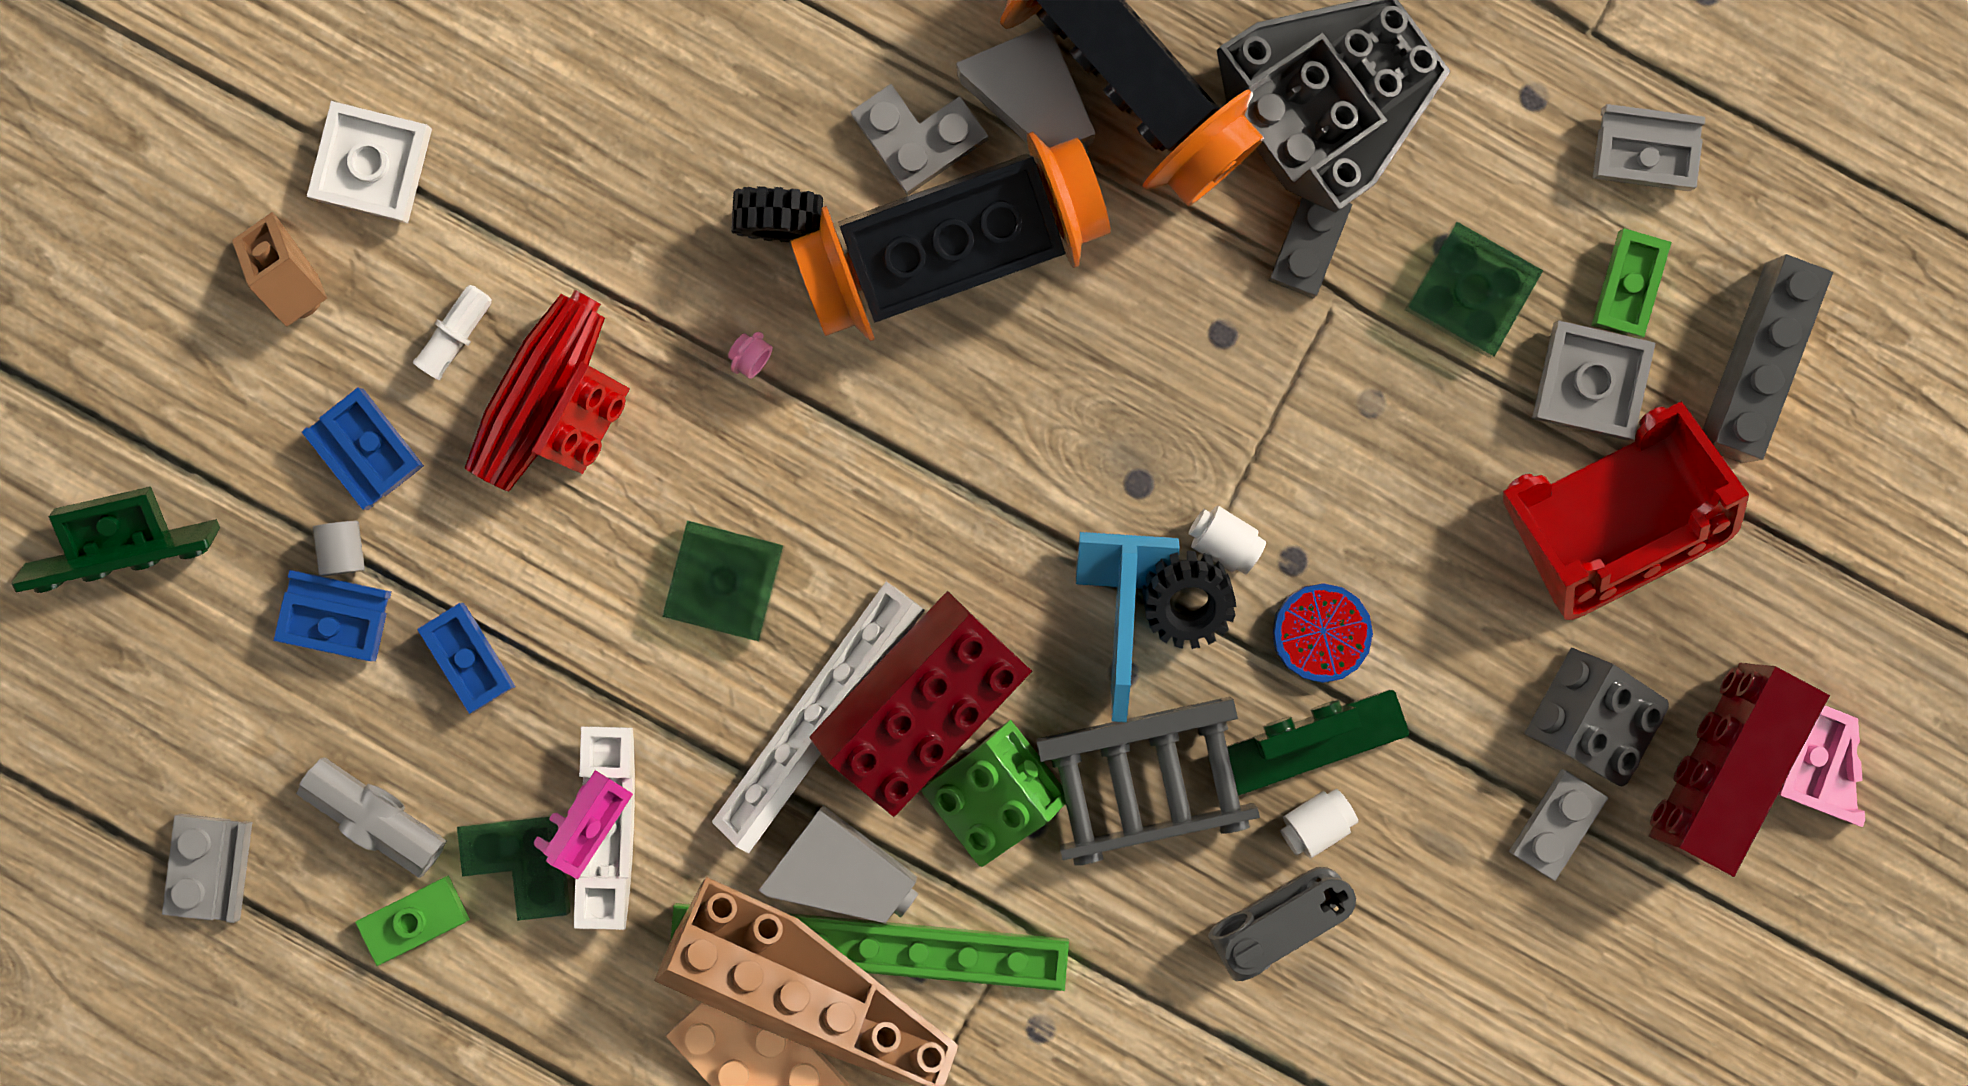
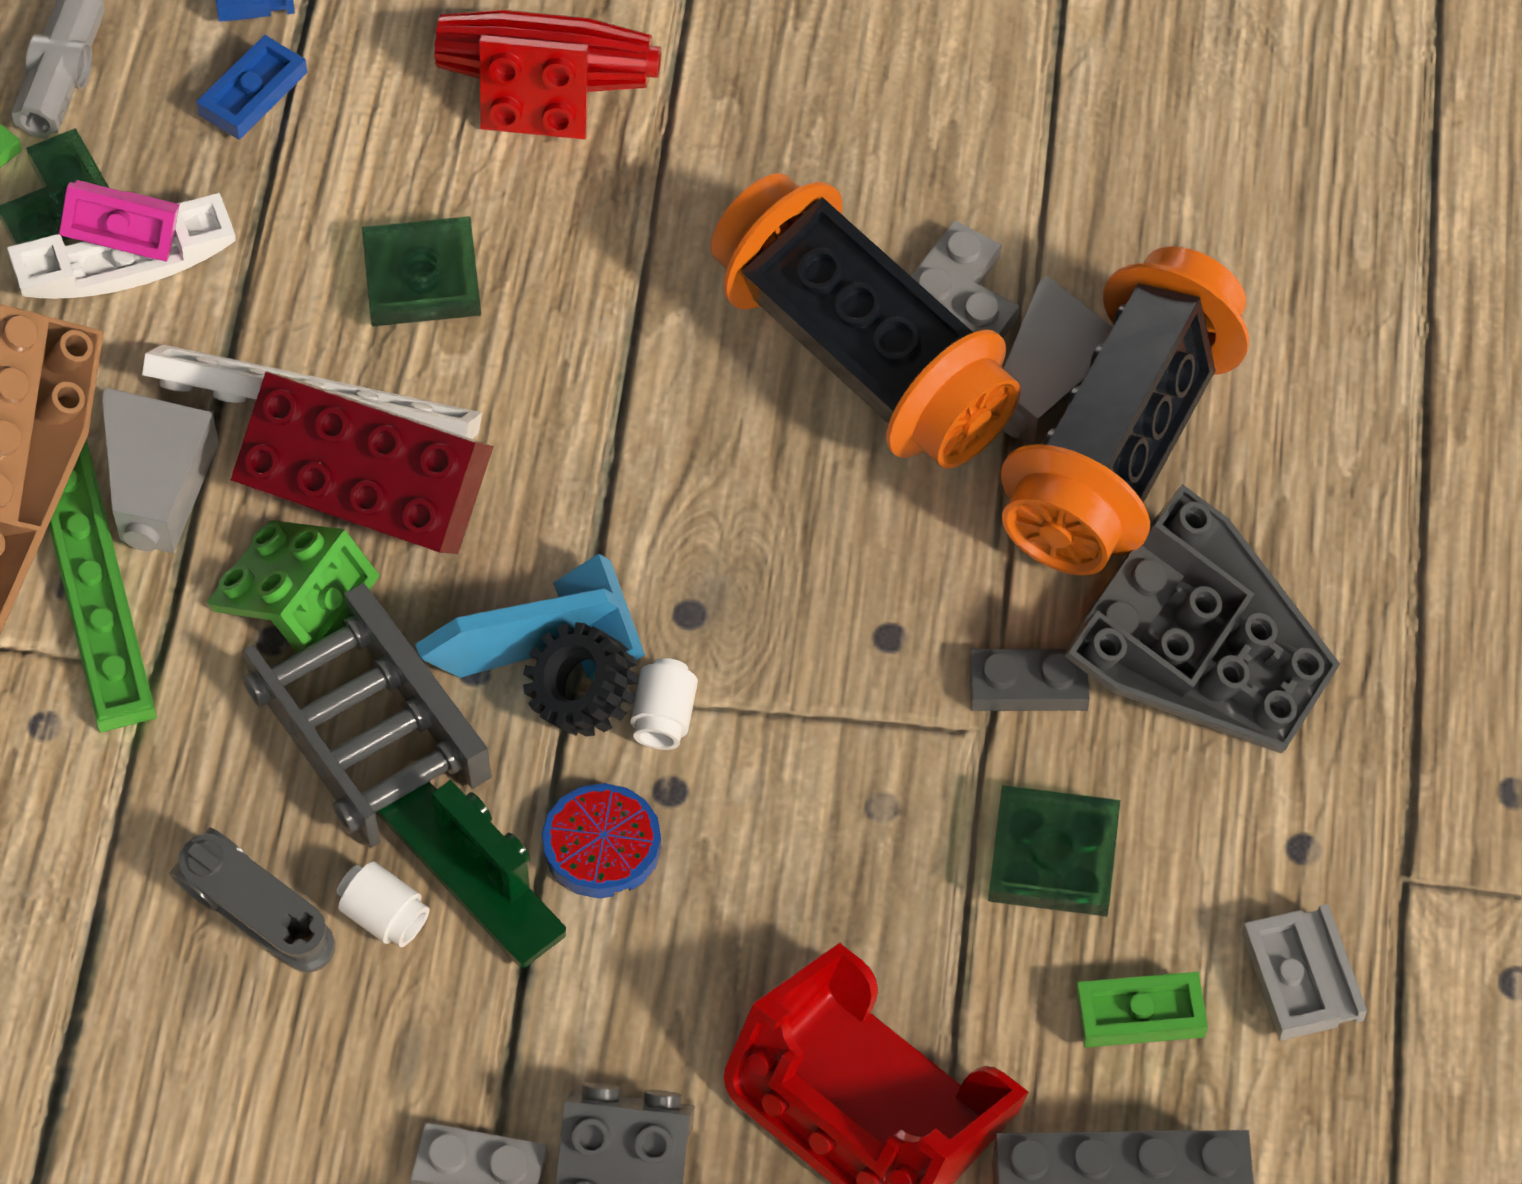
camera: 65 degrees right, 30 degrees down
(749, 354) = (665, 218): bright pink plate -> none
(775, 213) = (814, 159): black tyre -> none
(1593, 380) = (1012, 1009): light grey plate -> none

